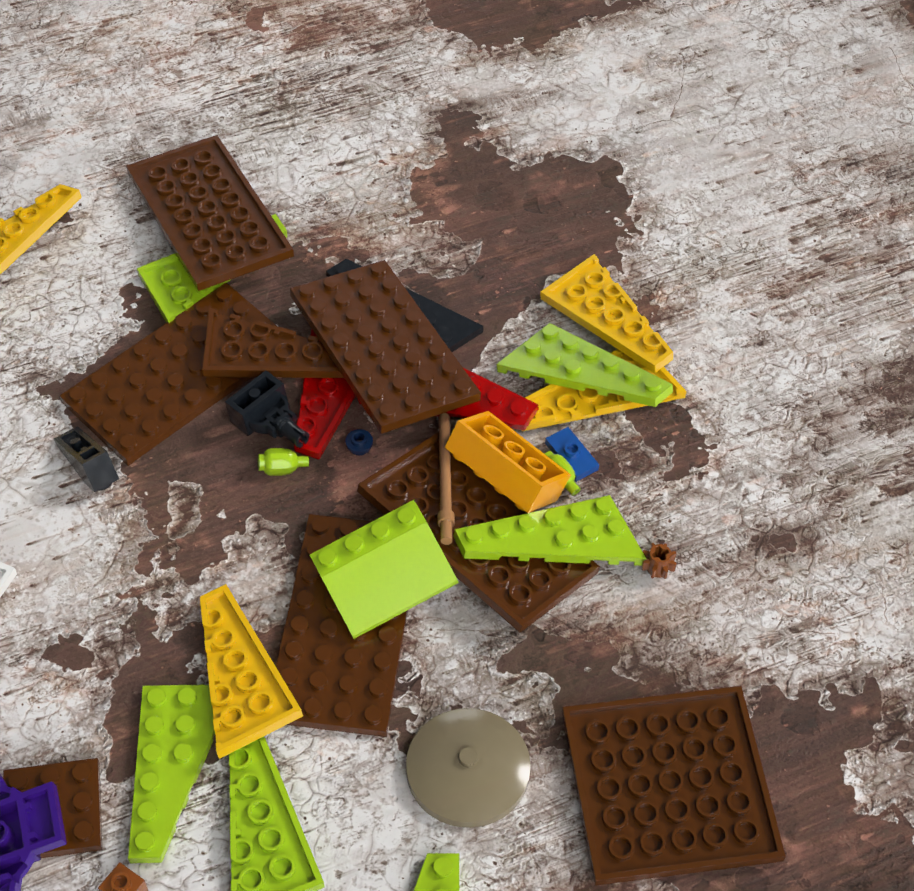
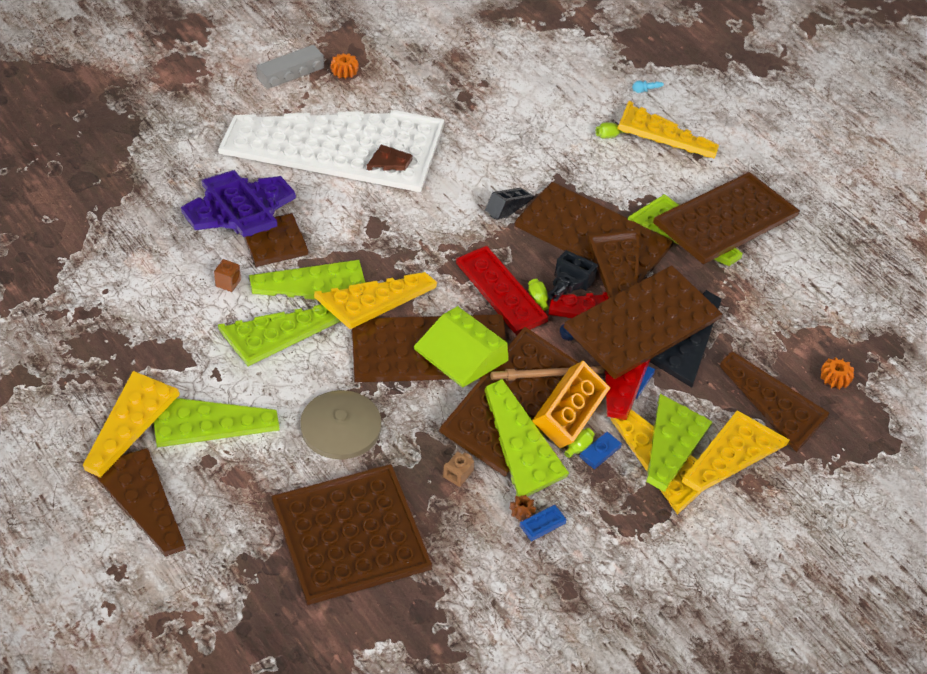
camera: 75 degrees right, 5 degrees down
(259, 505) = (501, 290): none -> red plate
(499, 179) = (837, 373): none -> orange gear
(536, 247) = (782, 406): none -> reddish brown wing
(581, 630) = (459, 468): none -> medium nougat brick
(682, 539) = (543, 522): none -> blue plate

